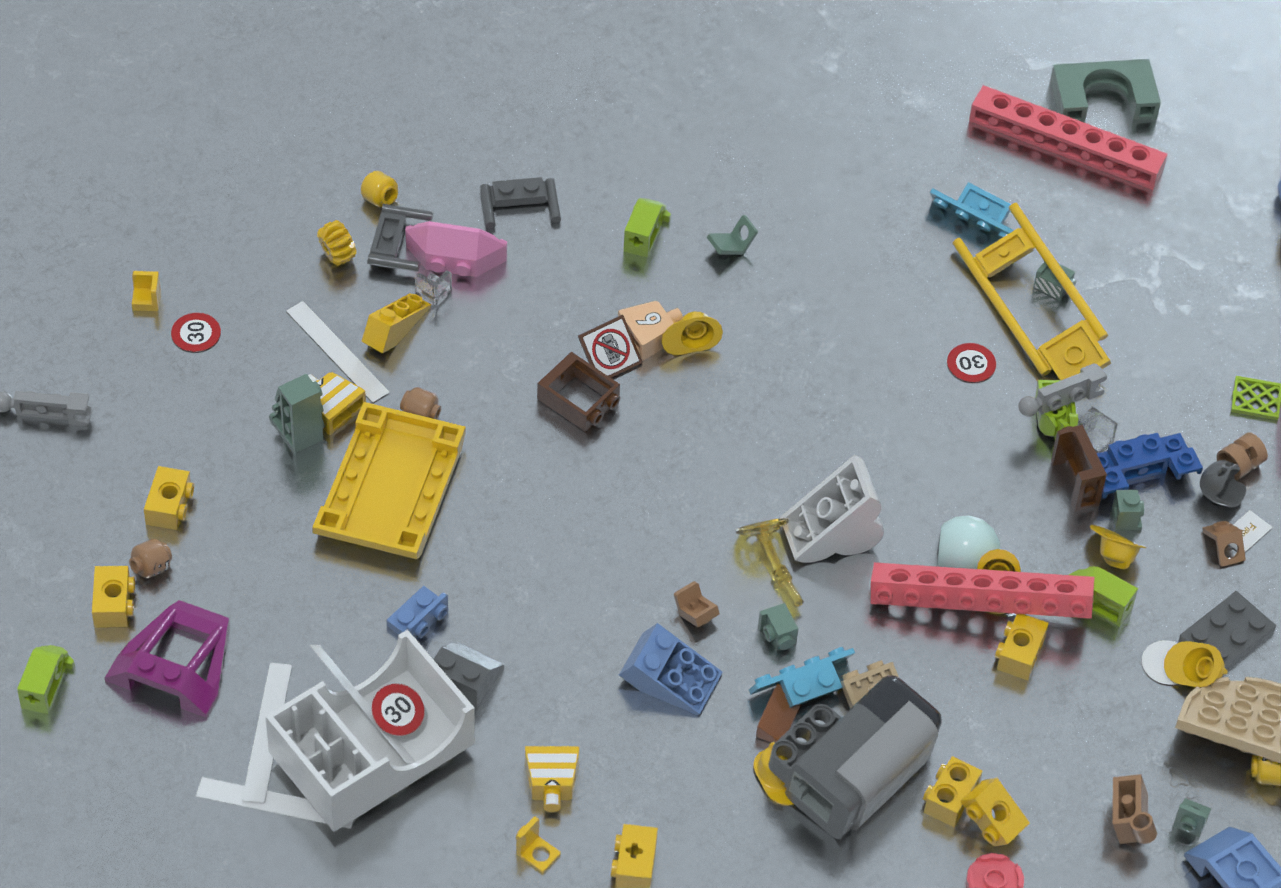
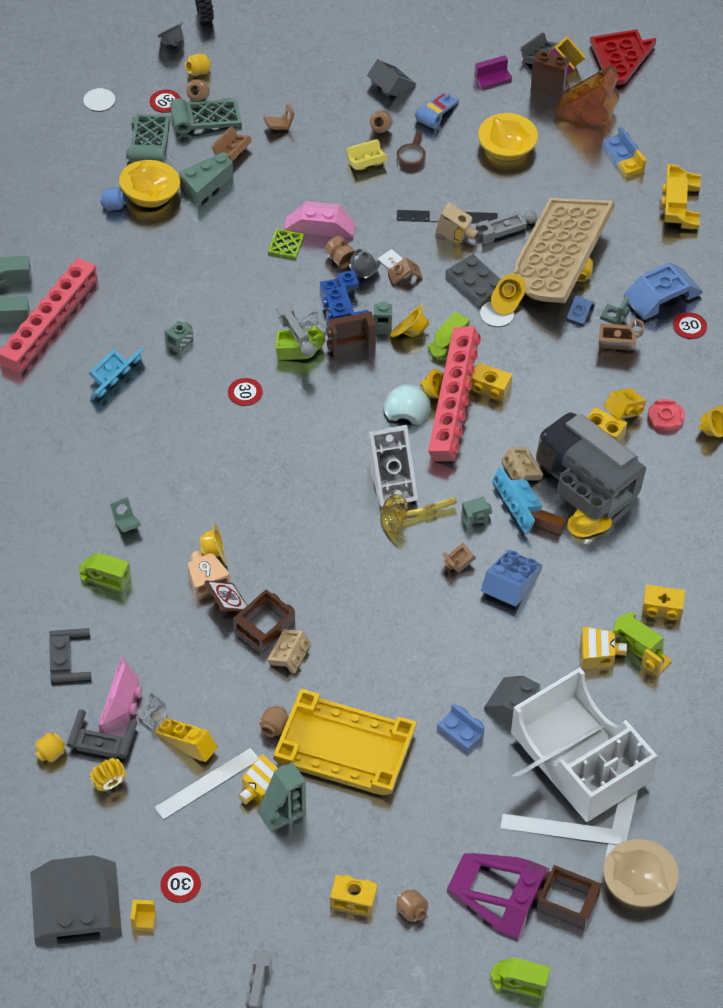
camera: 85 degrees left, 0 degrees up
(109, 610) = (438, 939): yellow brick -> none
(150, 753) = (572, 880): none -> reddish brown window
(177, 231) = (75, 898): none -> dark grey wedge
(185, 808) = (641, 873): none -> tan piece
(398, 709) = (565, 727): sticker -> none
(533, 423) = (290, 649): none -> tan bracket
(567, 819) = (637, 635): none -> lime piece
(1068, 350) = (249, 327): yellow plate -> none
(1192, 764) = (579, 309): none -> medium blue bracket

